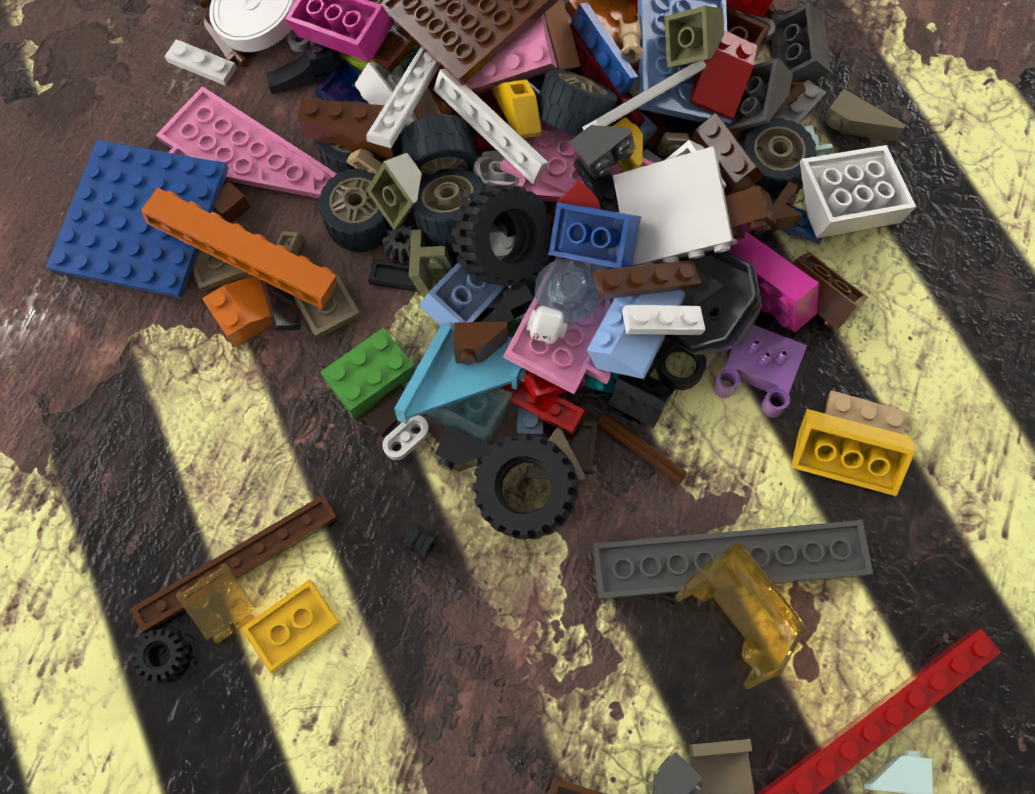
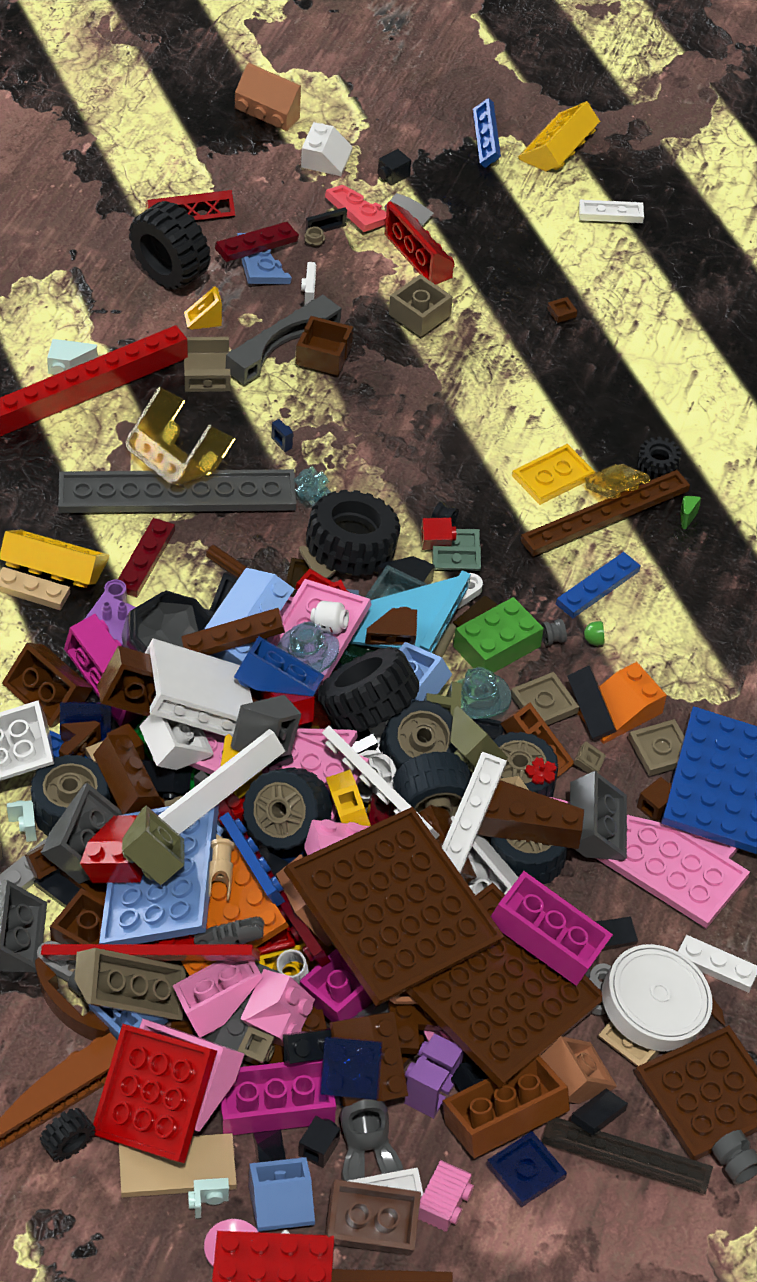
camera: 175 degrees right, 20 degrees down
(138, 569) = (689, 510): none -> bright green slope
(240, 248) = (634, 726): orange brick -> none
(256, 463) = (598, 585): none -> blue plate
(266, 390) = (595, 633): none -> bright green piece
(286, 164) = (604, 817): none -> dark grey slope
(310, 387) = (554, 632): none -> dark grey wheel
(335, 187) = (541, 772): none -> red plant
(339, 258) = (529, 721): none -> dark orange slope
(391, 305) = (484, 694): none -> clear light blue hat
(410, 498) = (462, 554): none -> sand green slope
(430, 502) = (437, 532): none -> red brick
(575, 567) = (312, 485): none -> clear light blue brick
(616, 657) = (282, 435): none -> dark blue plate
(663, 320) = (221, 604): white plate -> none
(752, 466) = (146, 555): none -> dark red plate
(785, 245) = (85, 712): none -> clear blue plate

